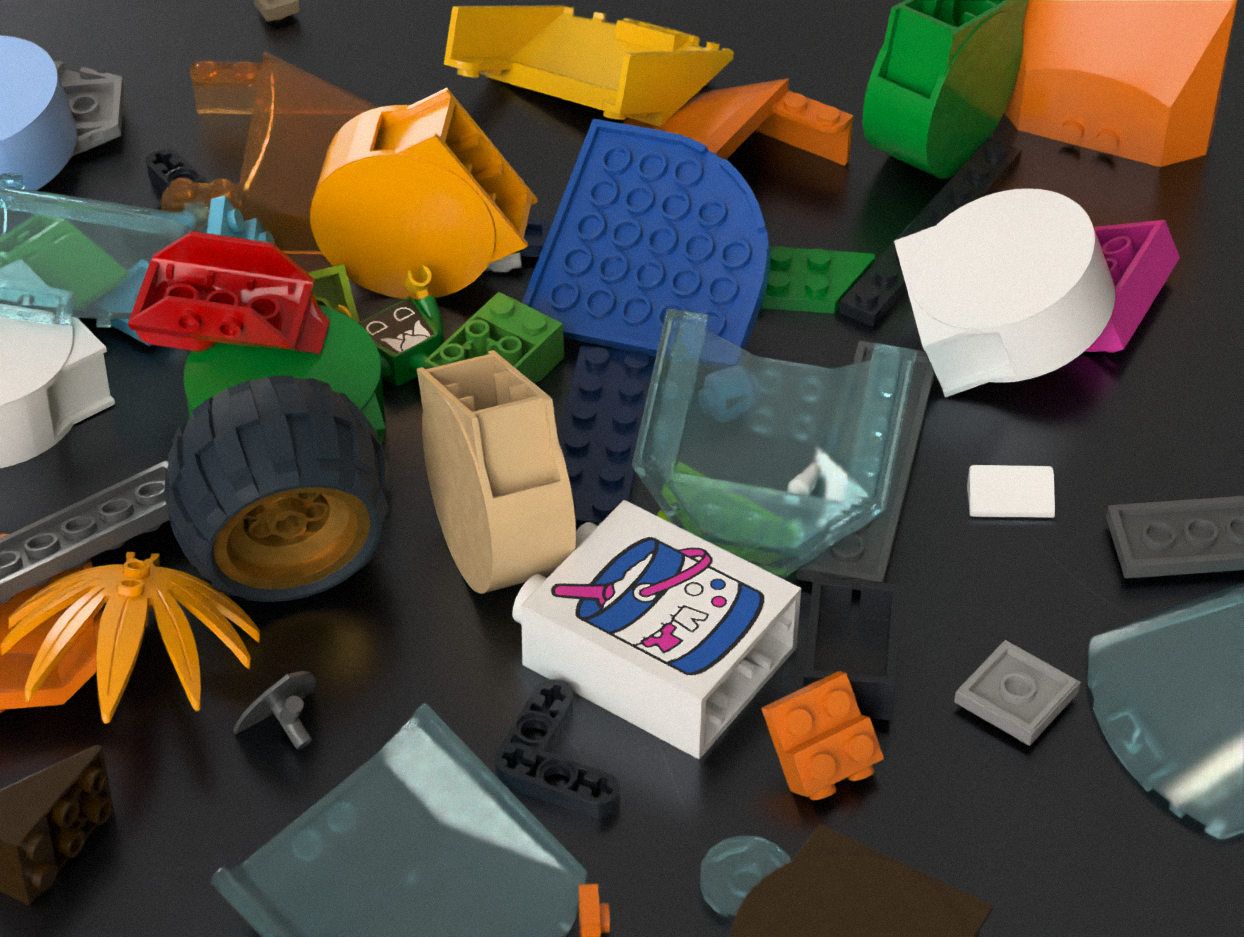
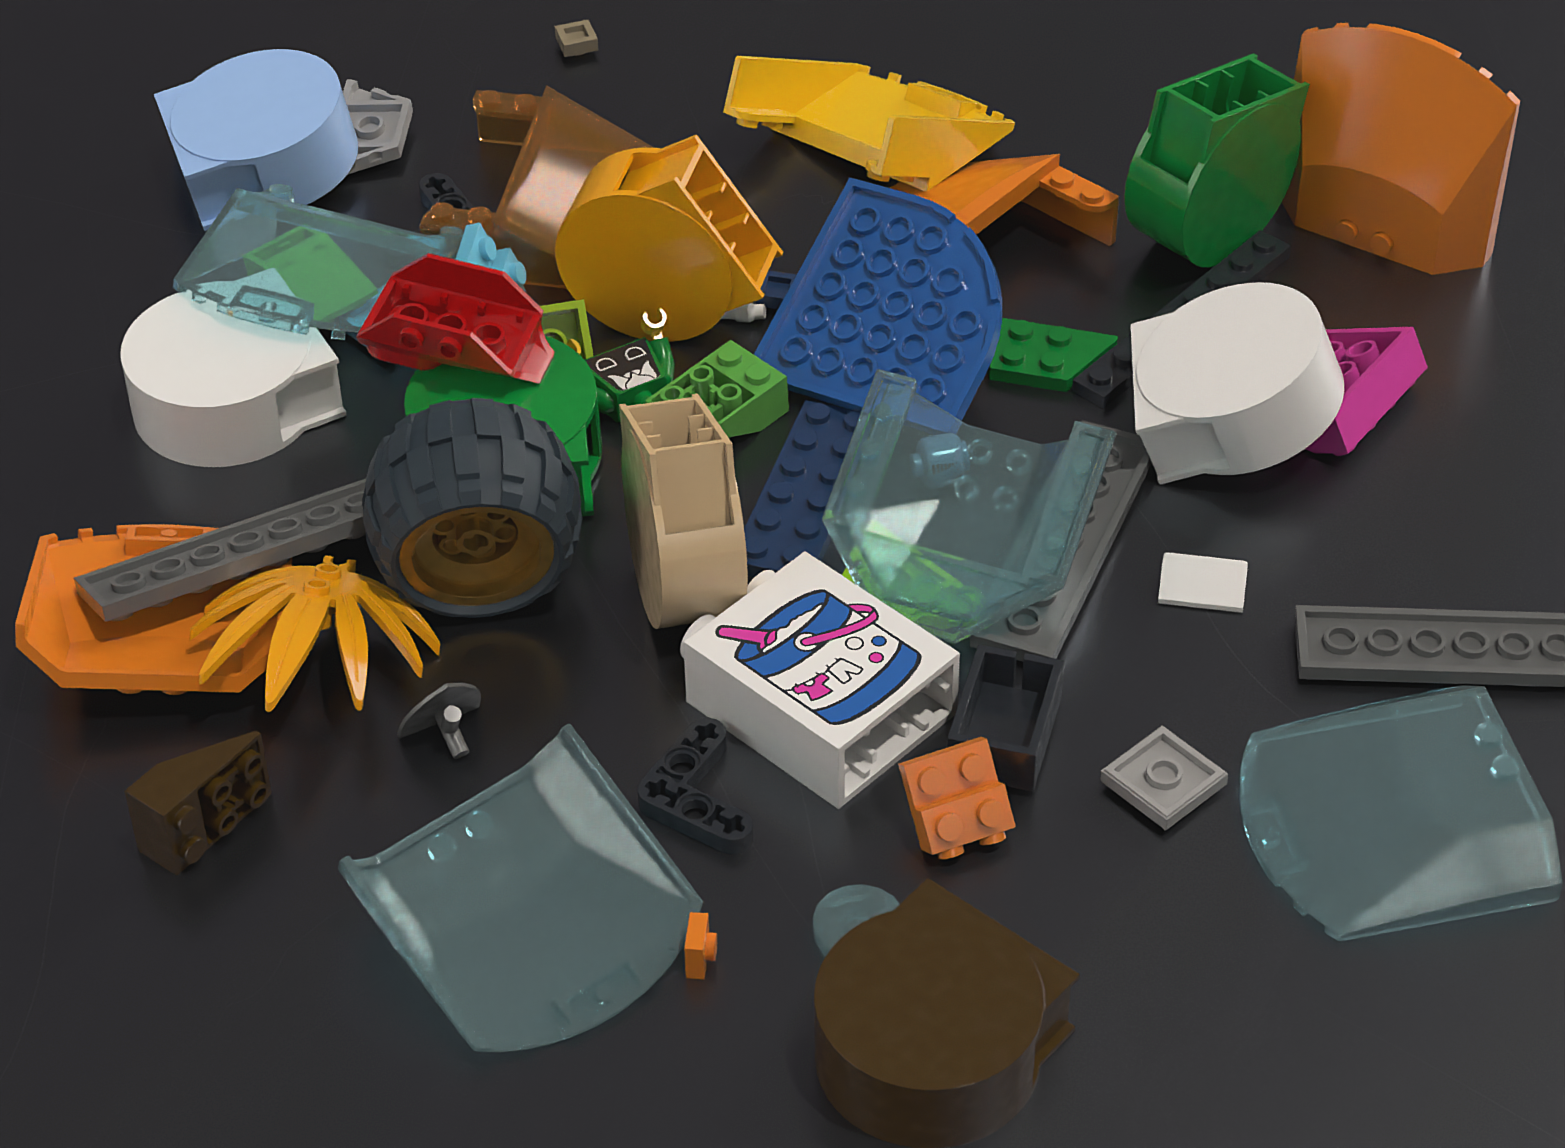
camera: 10 degrees right, 0 degrees up
(805, 482) = (992, 553): white piece -> none

